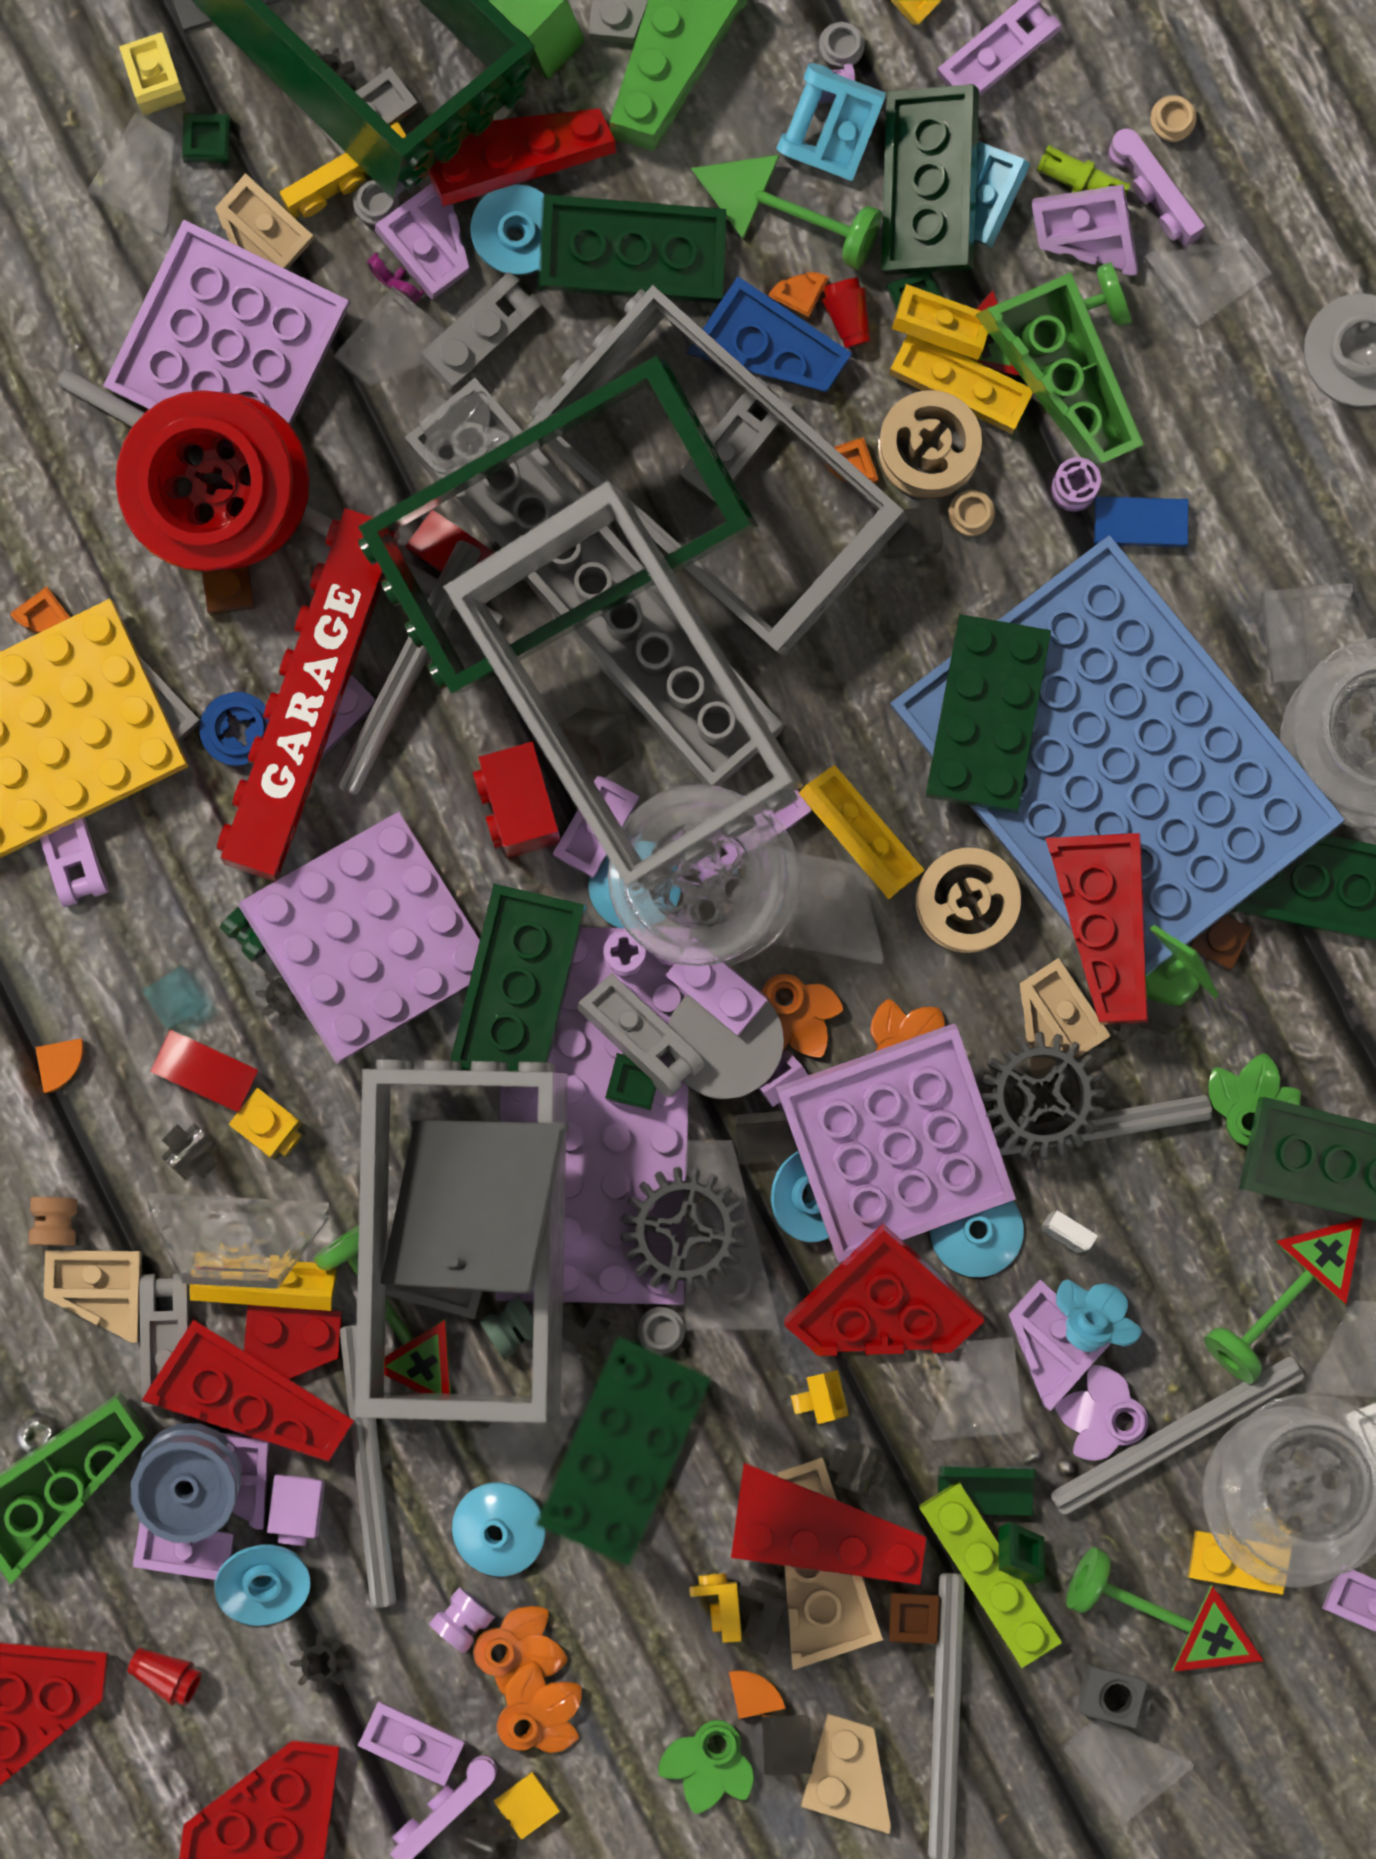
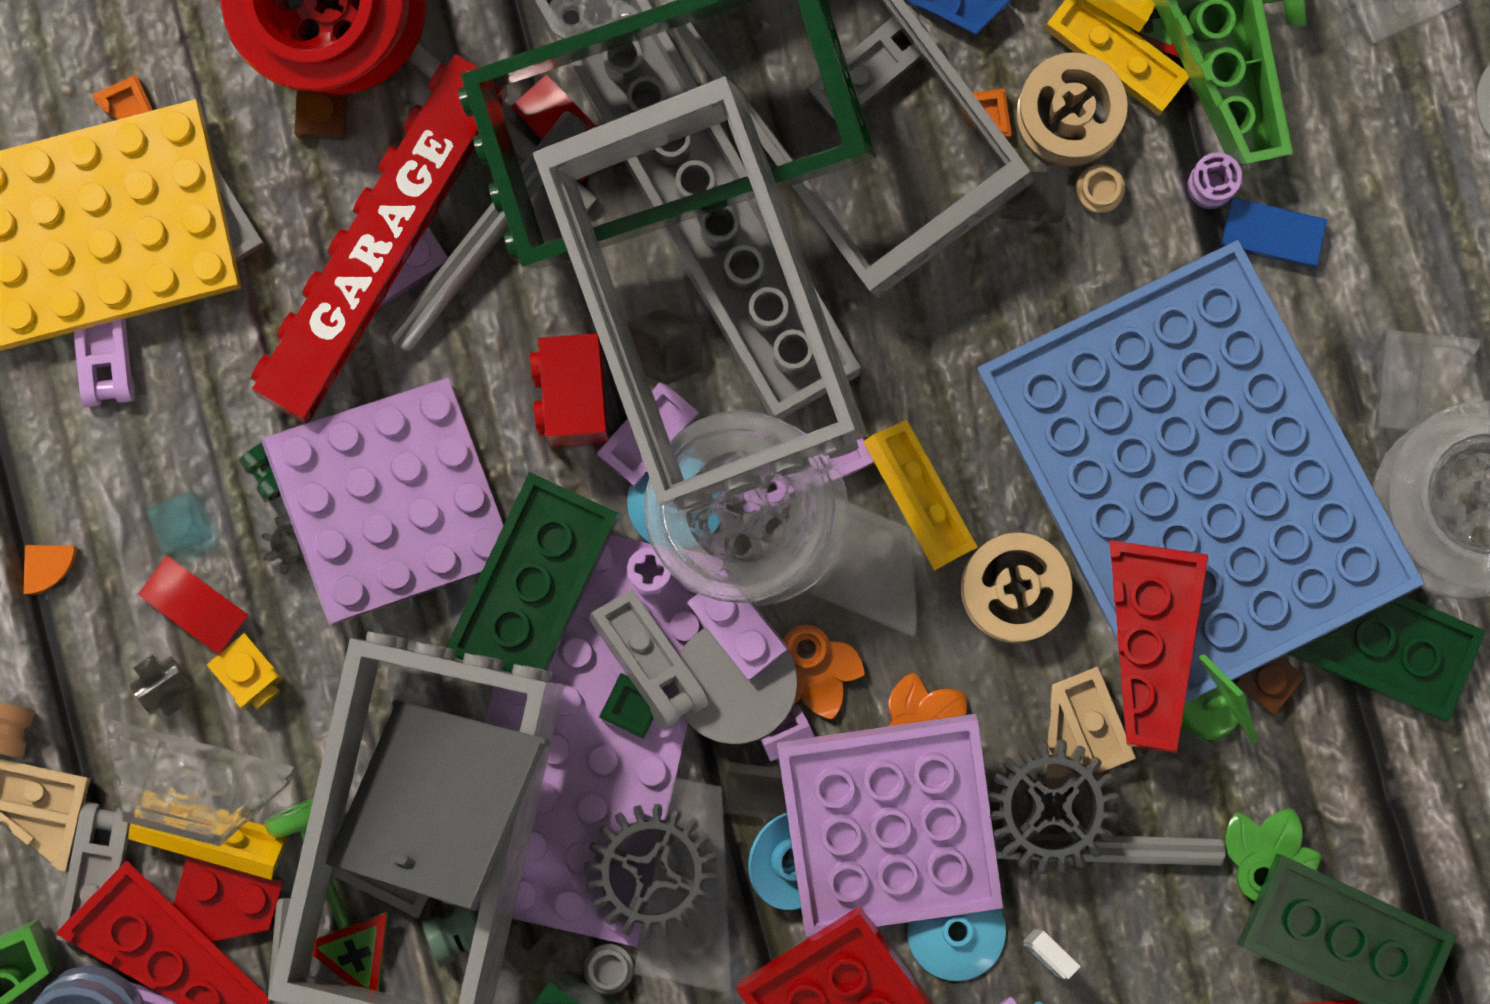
camera: 10 degrees right, 0 degrees up
(215, 724) = (279, 249): blue gear -> none
(988, 713) = (1076, 399): dark green plate -> none

